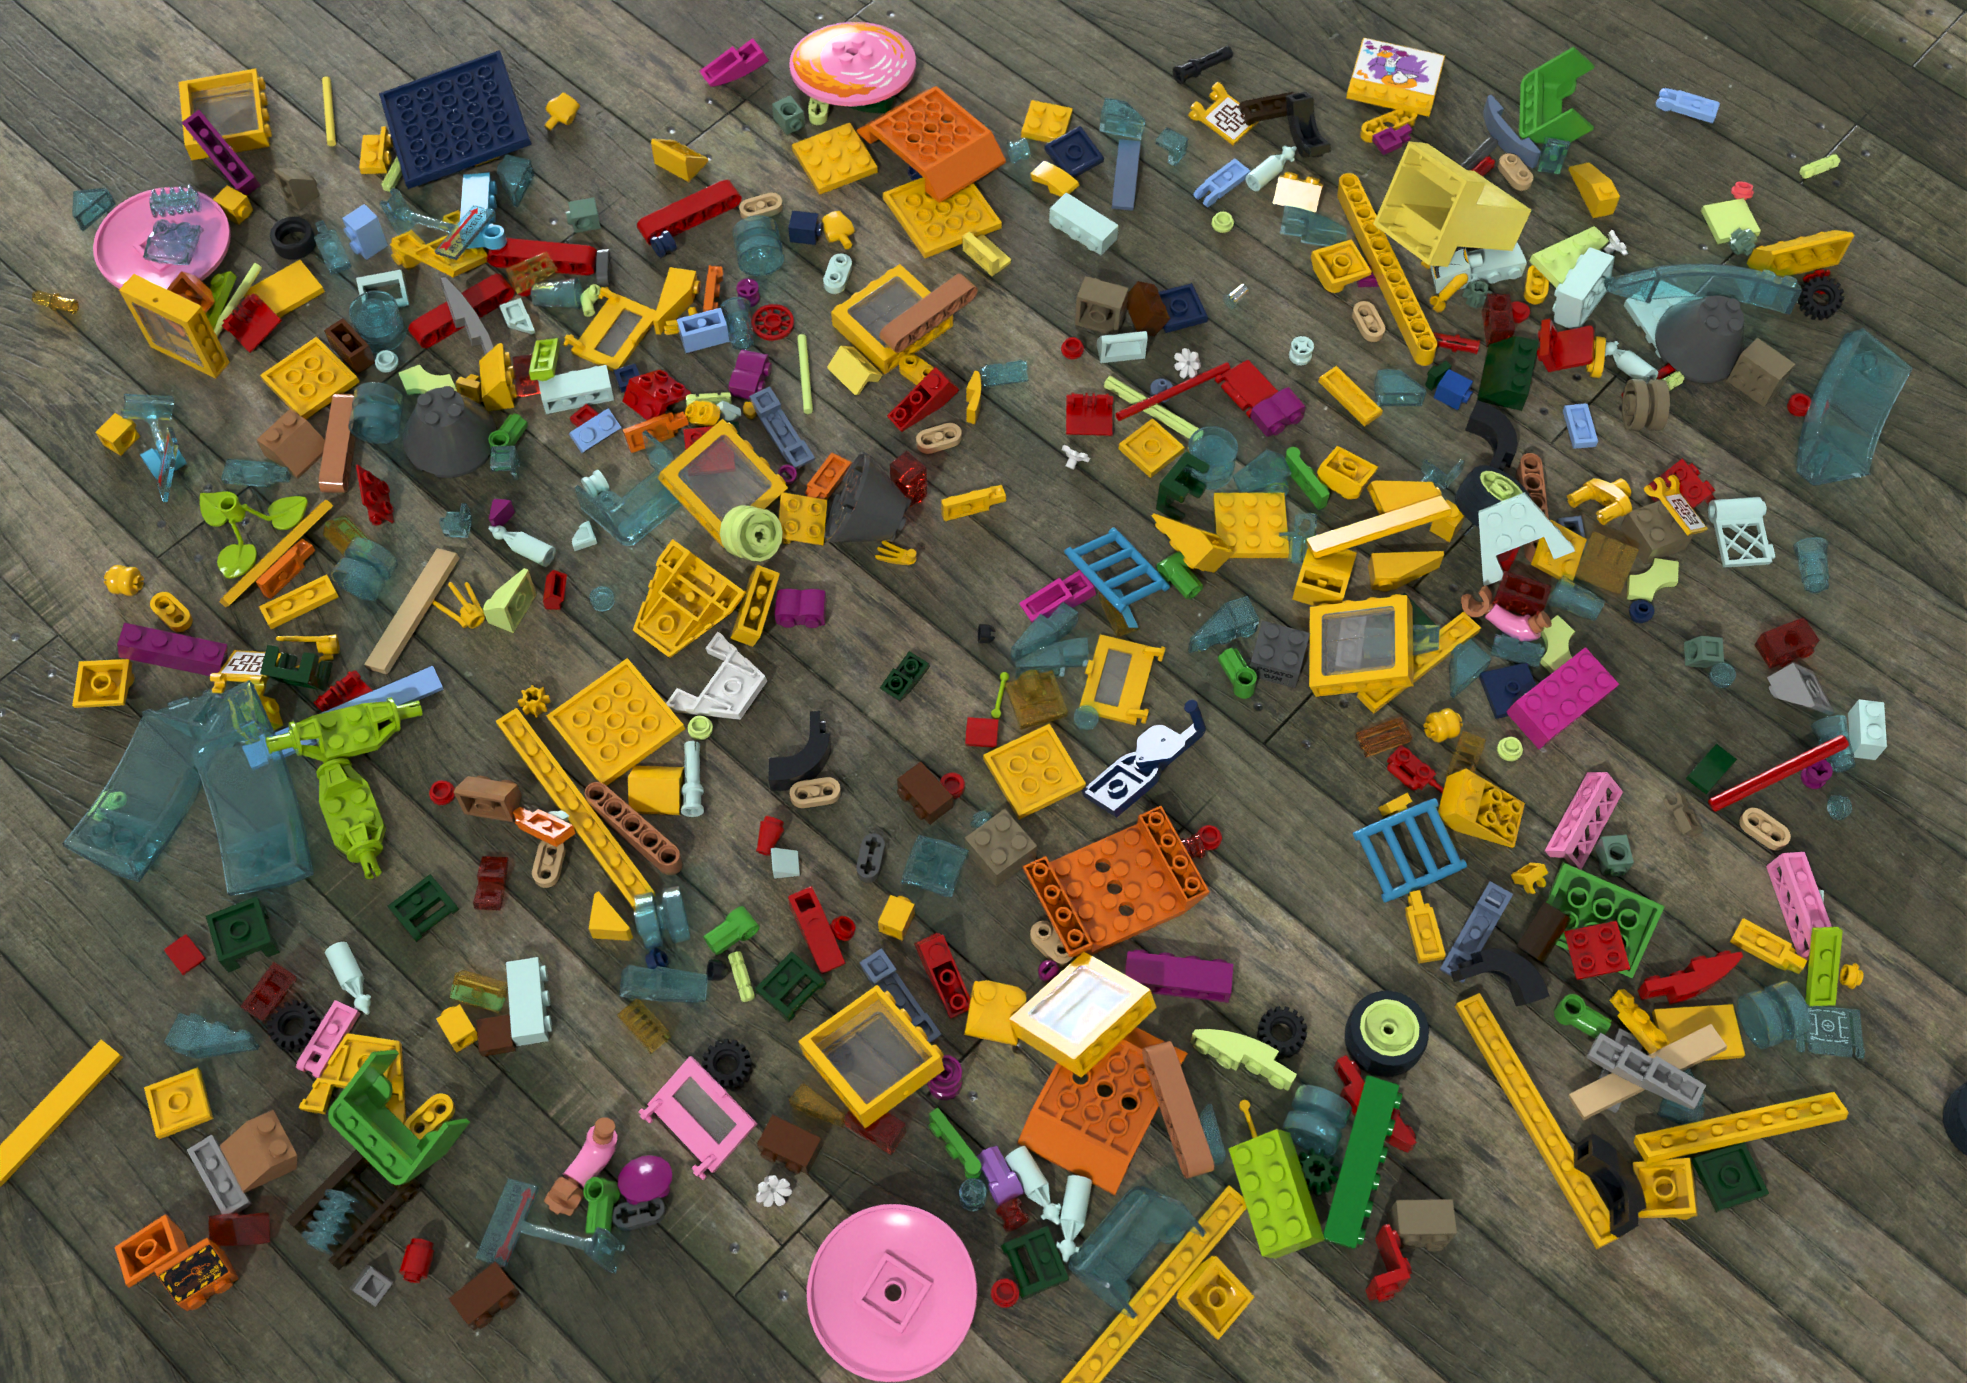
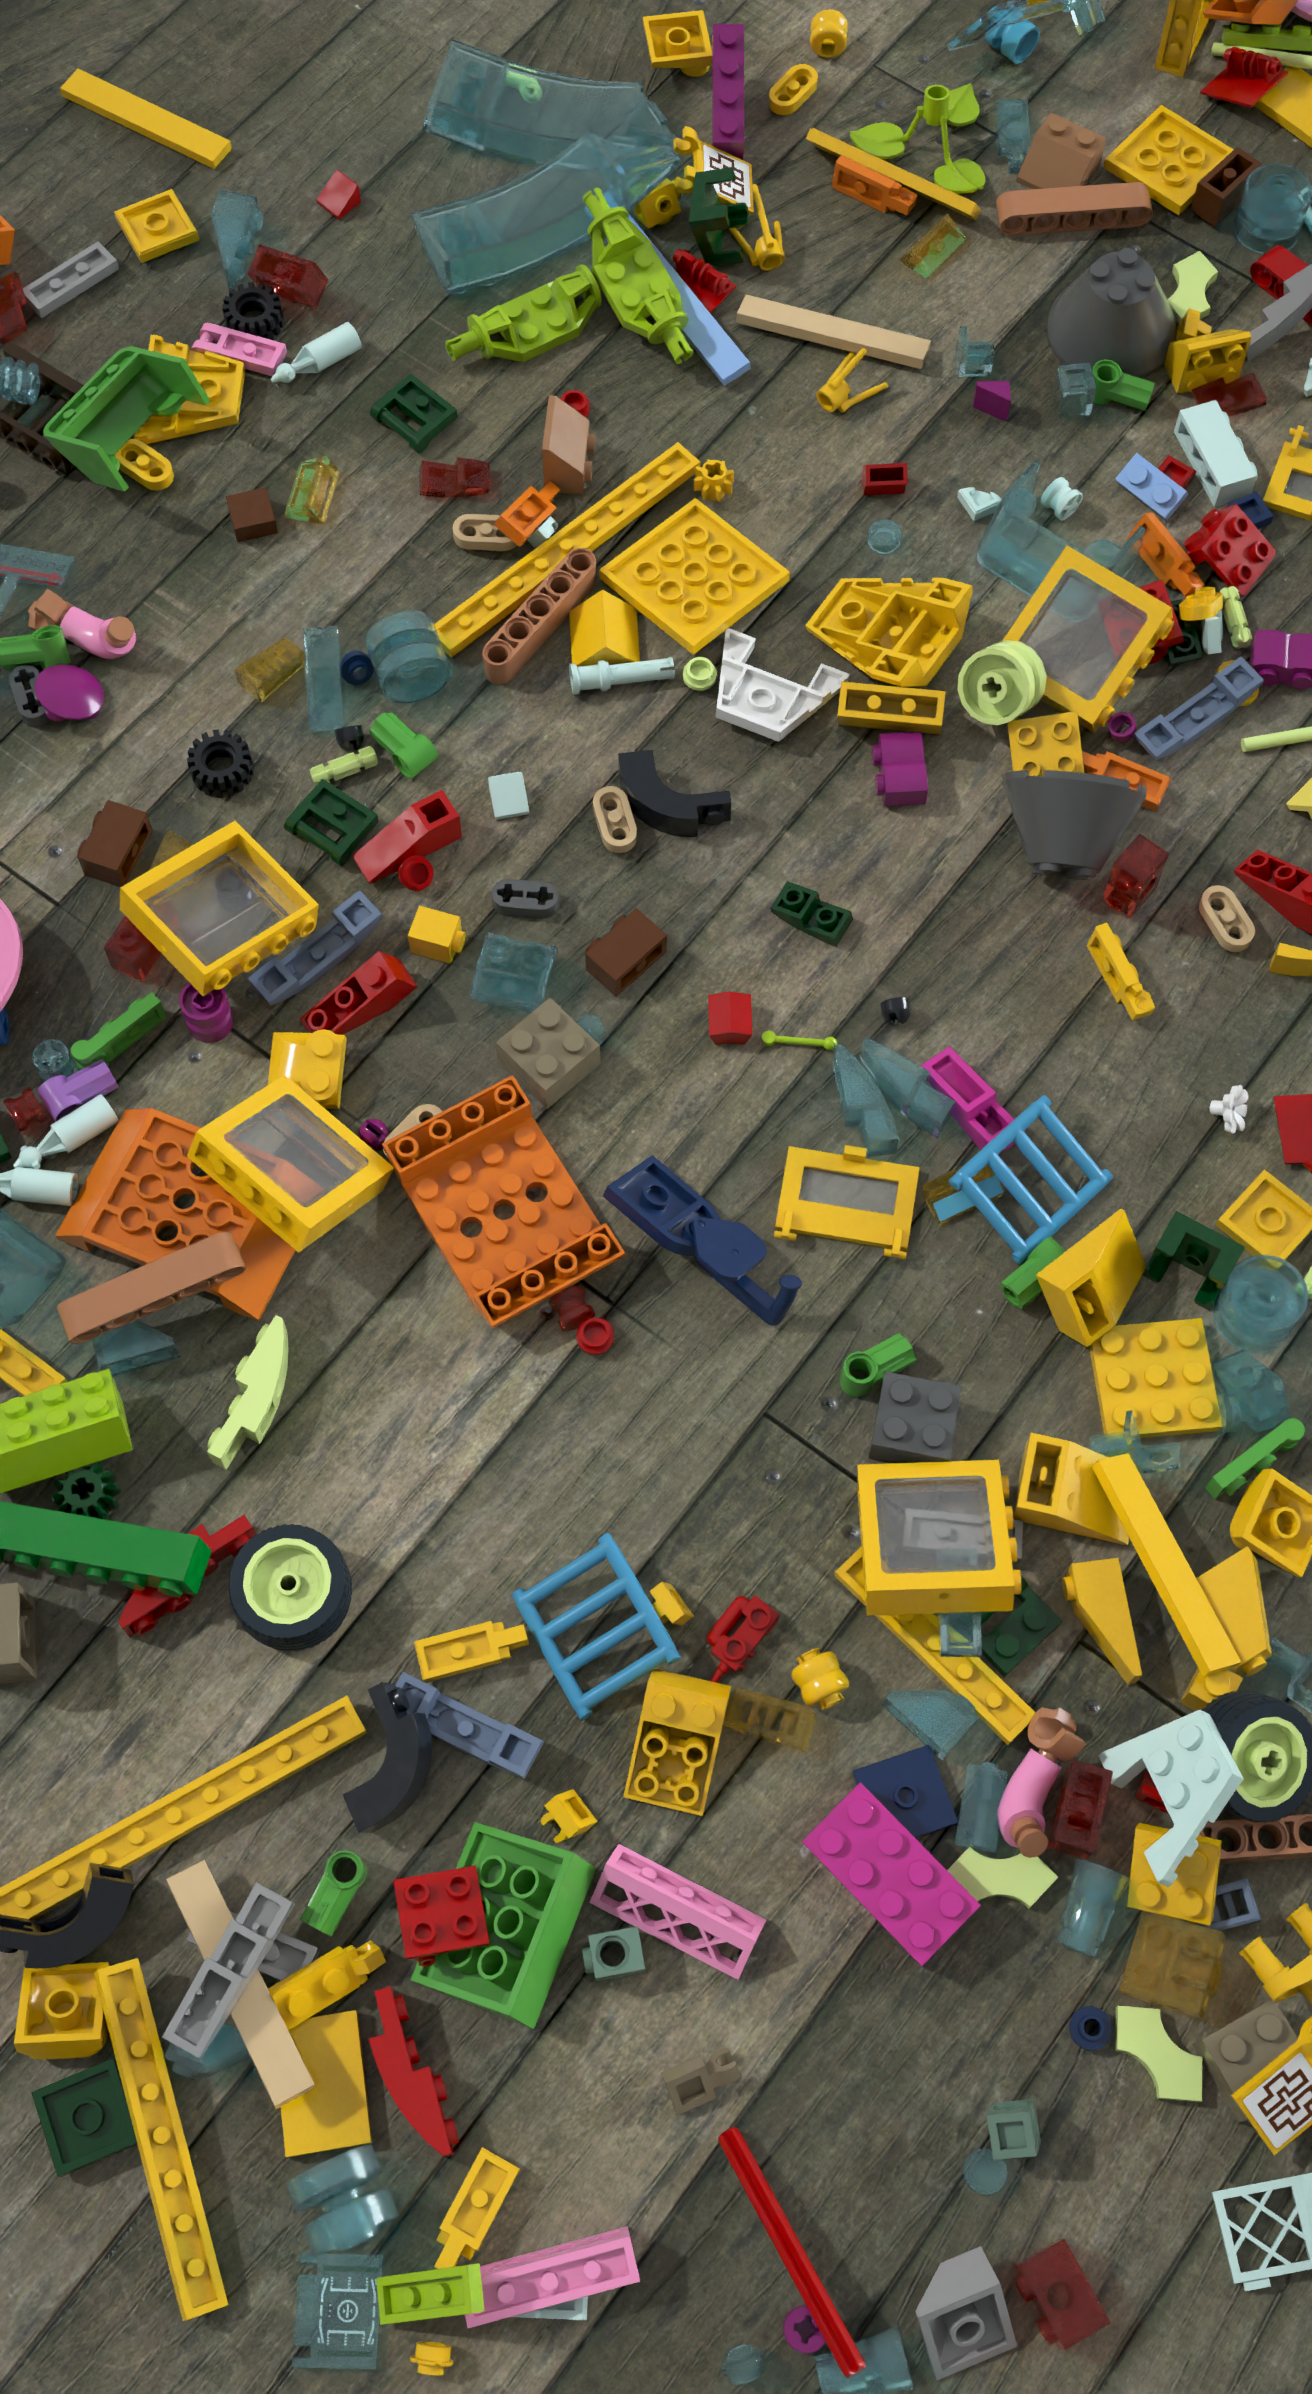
camera: 85 degrees right, 5 degrees up
(241, 932) = (361, 235): dark green panel -> none
(259, 1152) = (96, 308): medium nougat slope -> none
(298, 601) = (827, 211): yellow plate -> none
(364, 569) = (867, 259): clear light blue wheel -> none
(375, 496) = (993, 253): red hinge -> none
(376, 413) = (1113, 228): clear light blue wheel -> none
(386, 361) = (1217, 236): light aqua plate -> none
(457, 1027) = (256, 469): yellow brick -> none
(510, 602) = (854, 430): yellowish green slope -> none
(525, 545) = (950, 436): light aqua wheel -> none
(528, 1001) = (294, 537): light aqua brick -> none
(544, 359) = (1251, 403): lime plate -> none
(606, 922) = (415, 595): yellow slope -> none
(700, 1115) = (150, 740): bright pink piece -> none
(769, 834) = (547, 772): red cone -> none
(773, 1190) = (57, 832): white plant -> none
(899, 556) = (1011, 893): yellow piece -> none
(954, 784) = (646, 990): red tile -> none
(1034, 771) = (677, 1091): yellow plate -> none
(1036, 698) = (795, 1085): clear yellow plate -> none
(1086, 717) = (774, 1155): clear light blue plate -> none
(1181, 976) = (369, 1300): magenta brick -> none
(1229, 622) = (963, 1346): clear light blue slope -> none
(1244, 1106) = (187, 1403): yellow hinge -> none
(1288, 1018) = (293, 1423): black tyre -> none
(1317, 1119) = (151, 1485): clear light blue wheel -> none
(1369, 751) = (809, 1620): clear orange tile -> none
(1510, 749) = (794, 1791): yellowish green plate -> none
(1544, 932) = (468, 1828): dark brown brick -> none
(1711, 769) = (794, 2135): dark green slope -> none
(1765, 828) = (689, 2223): tan plate -> none
(1813, 563) = (1235, 2360): clear light blue plant -> none

